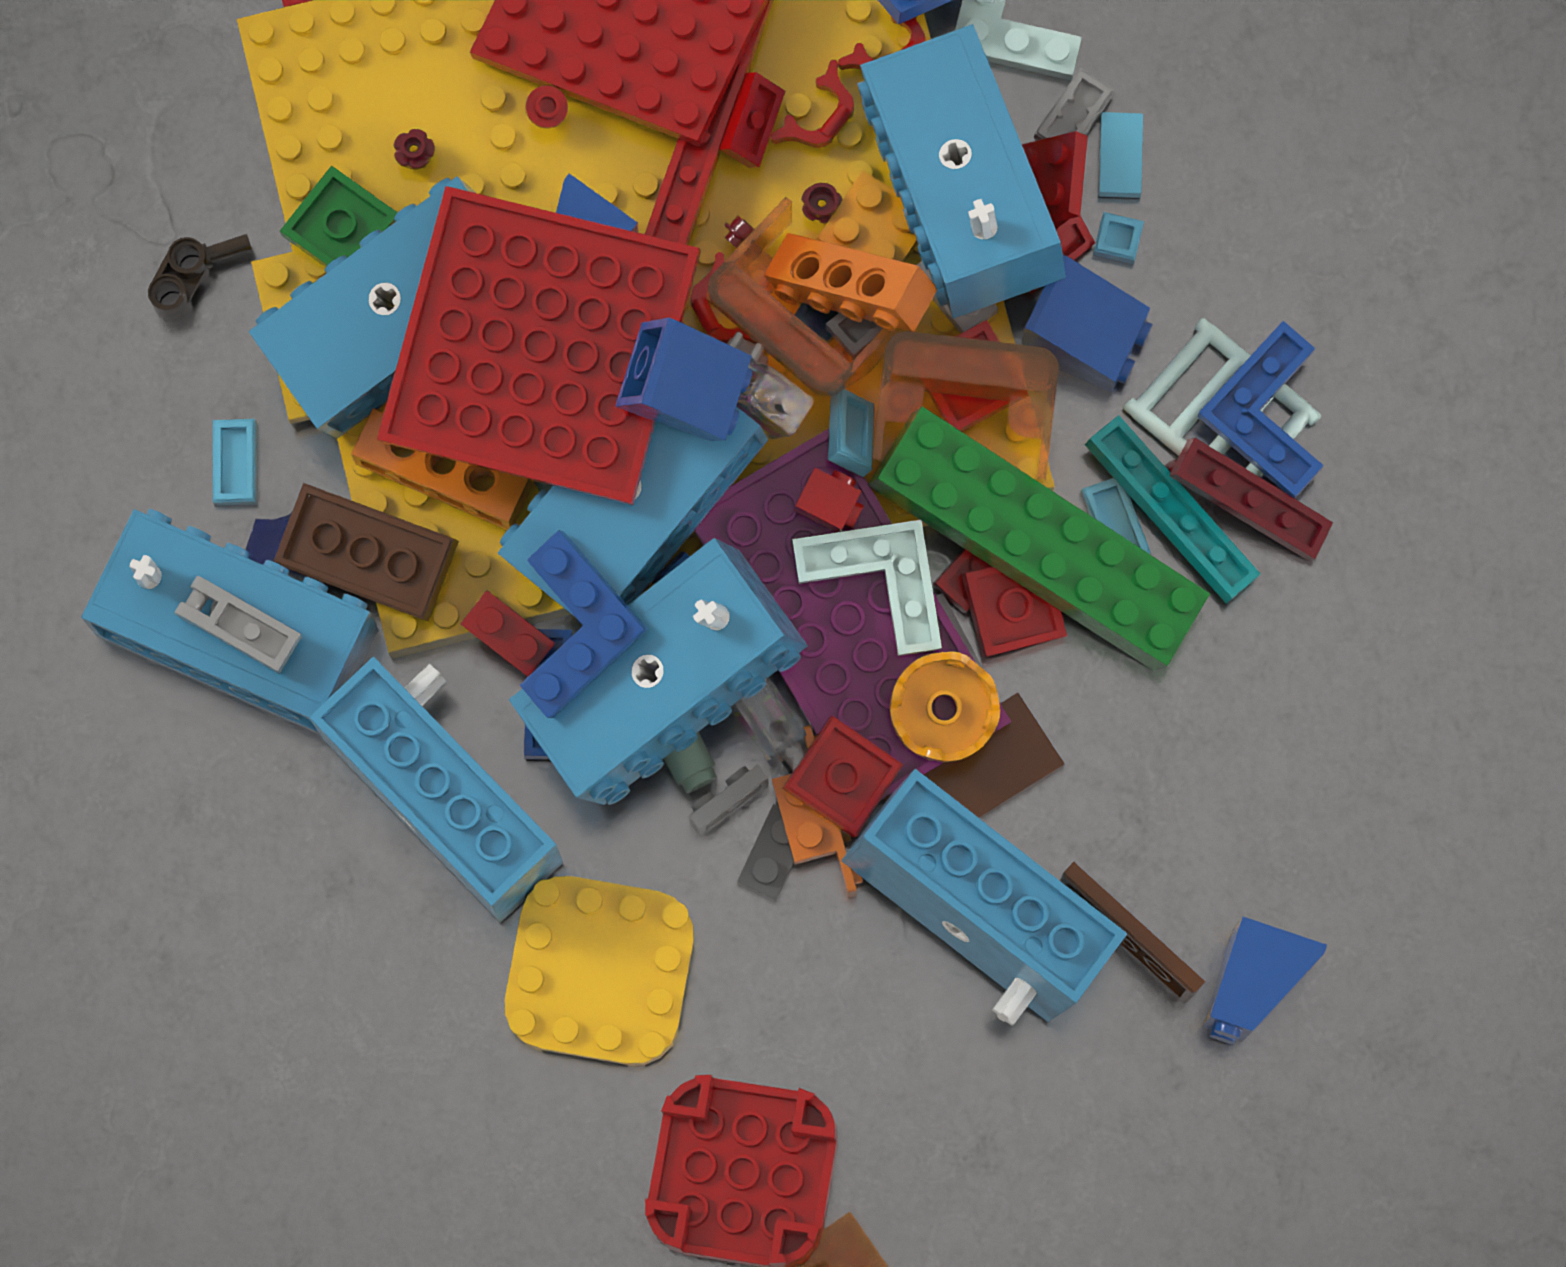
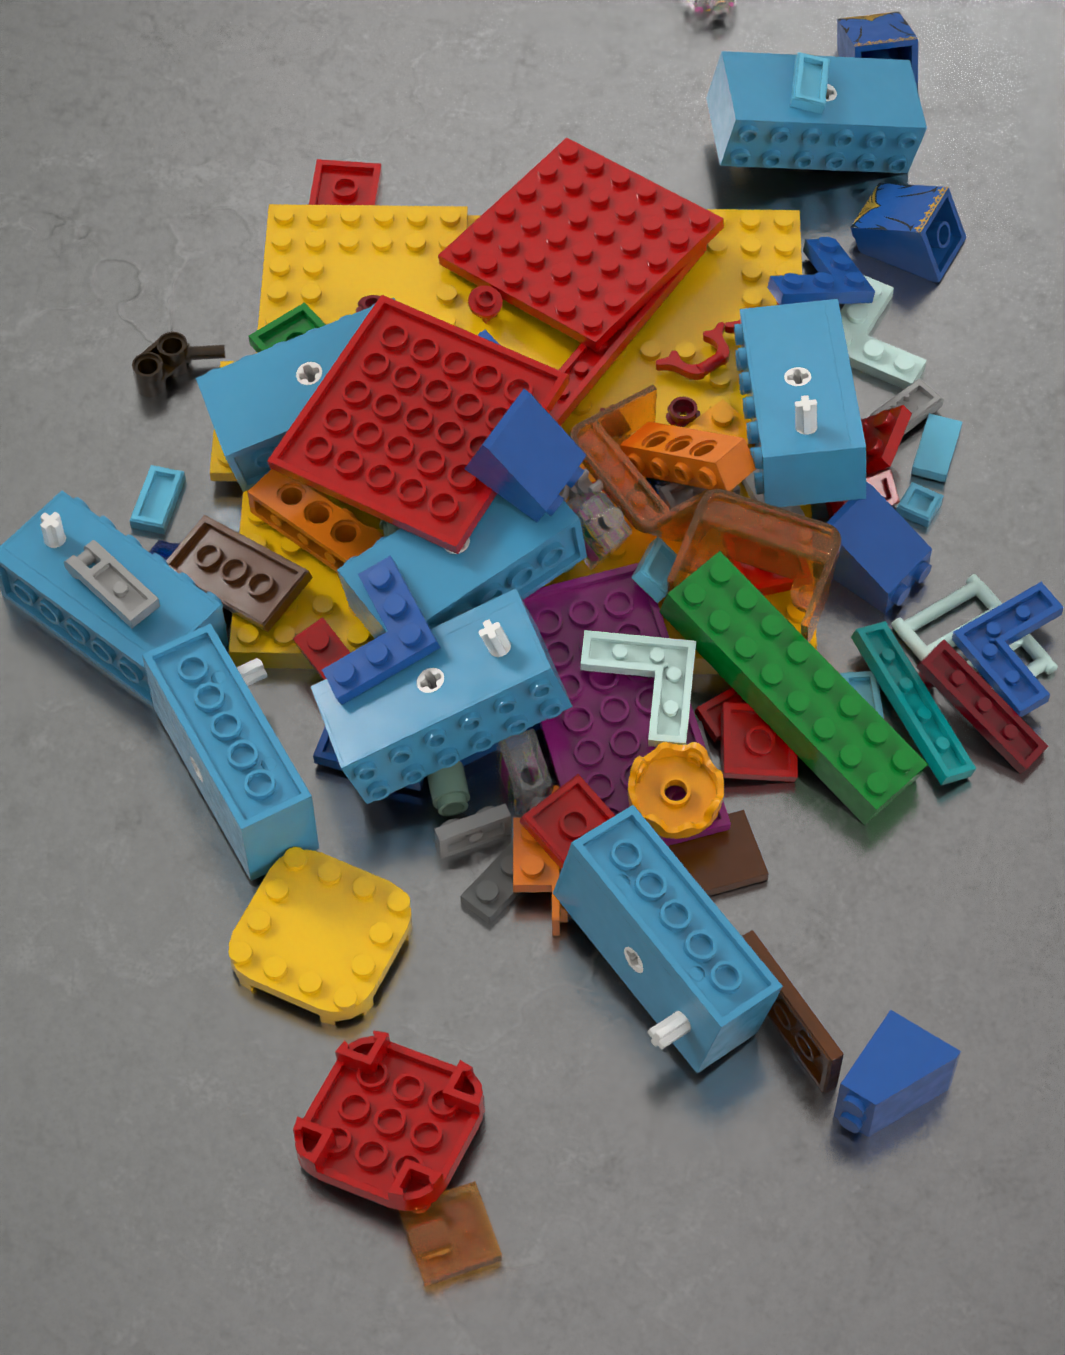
camera: 15 degrees right, 20 degrees down
(752, 120) = (644, 345): red plate -> none
(830, 500) = (623, 608): red brick -> none

